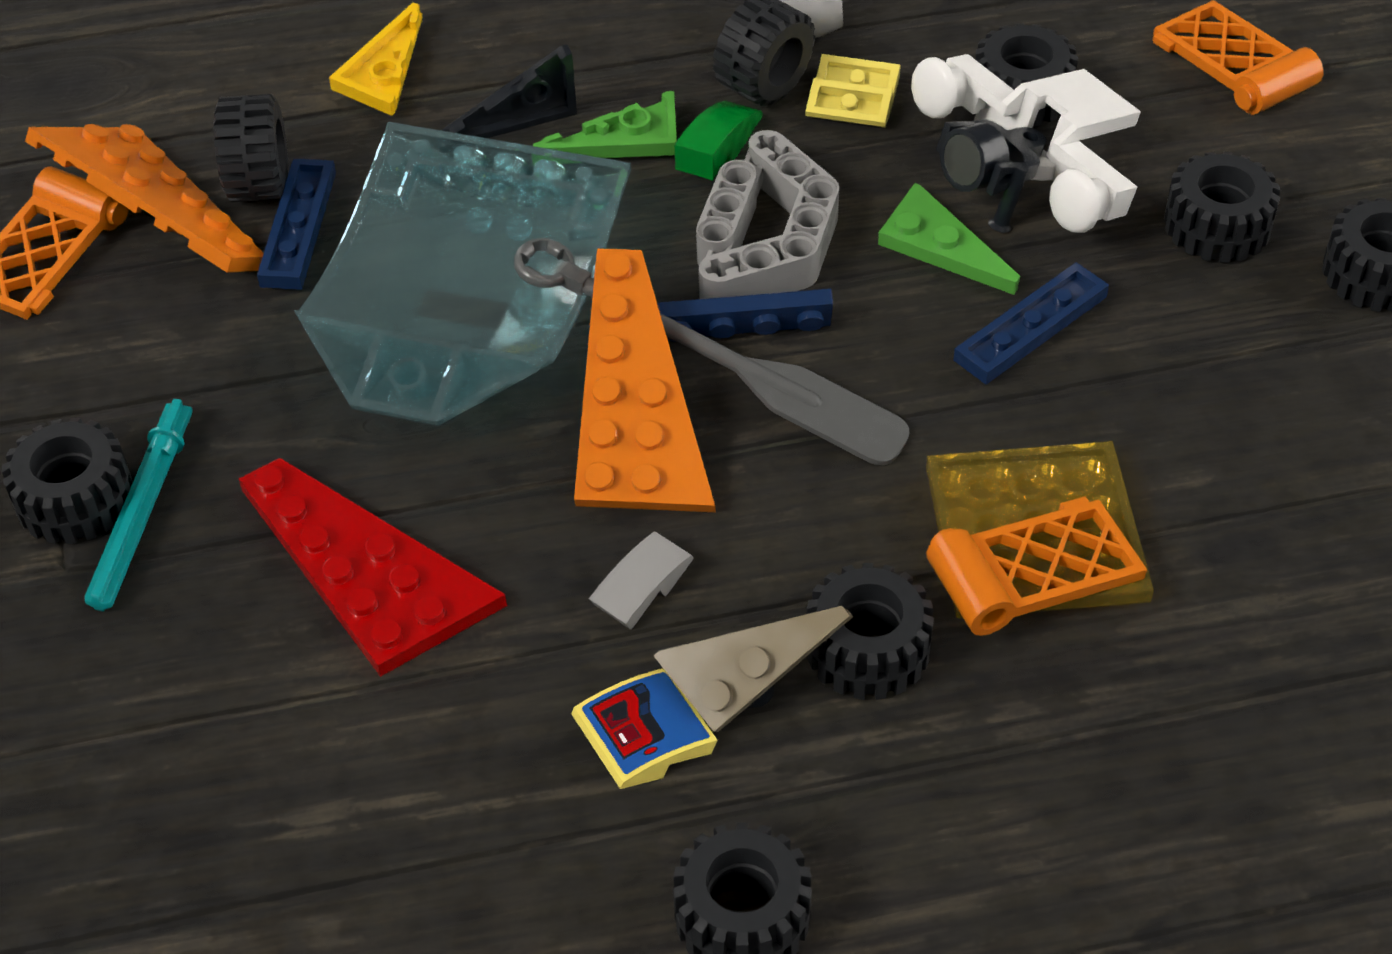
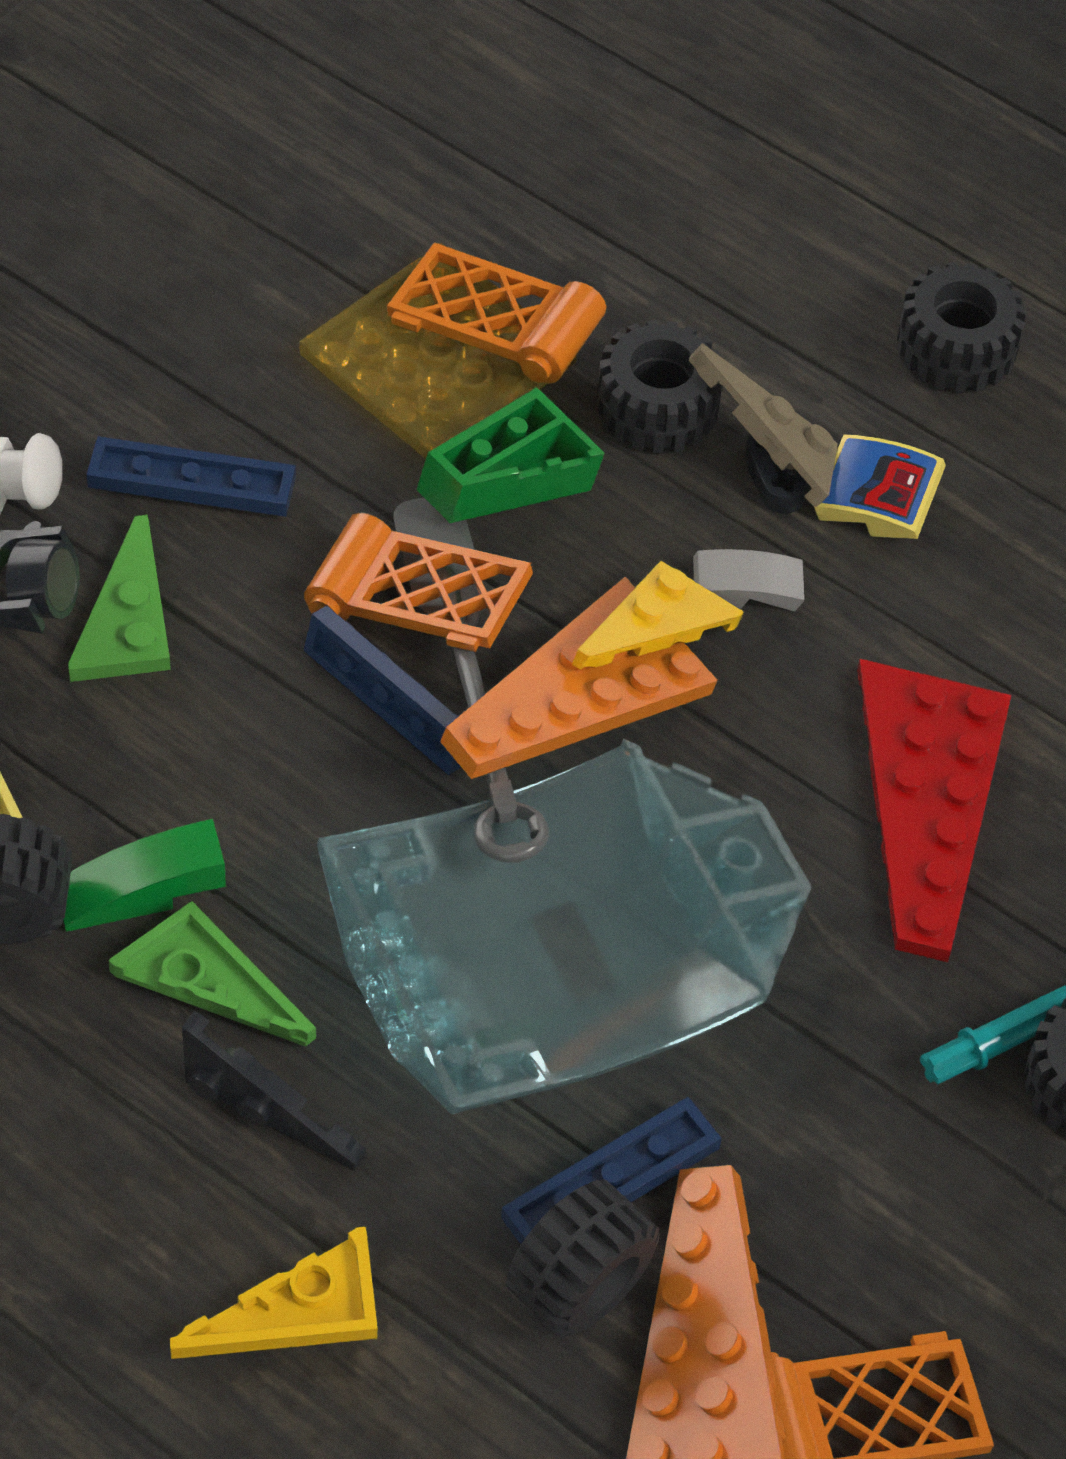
camera: 135 degrees left, 5 degrees up
(649, 481) = (655, 616): none -> yellow wing
(777, 263) = (341, 739): light grey piece -> none
(854, 351) = (359, 569): none -> orange piece
(872, 486) = (510, 461): none -> green wedge

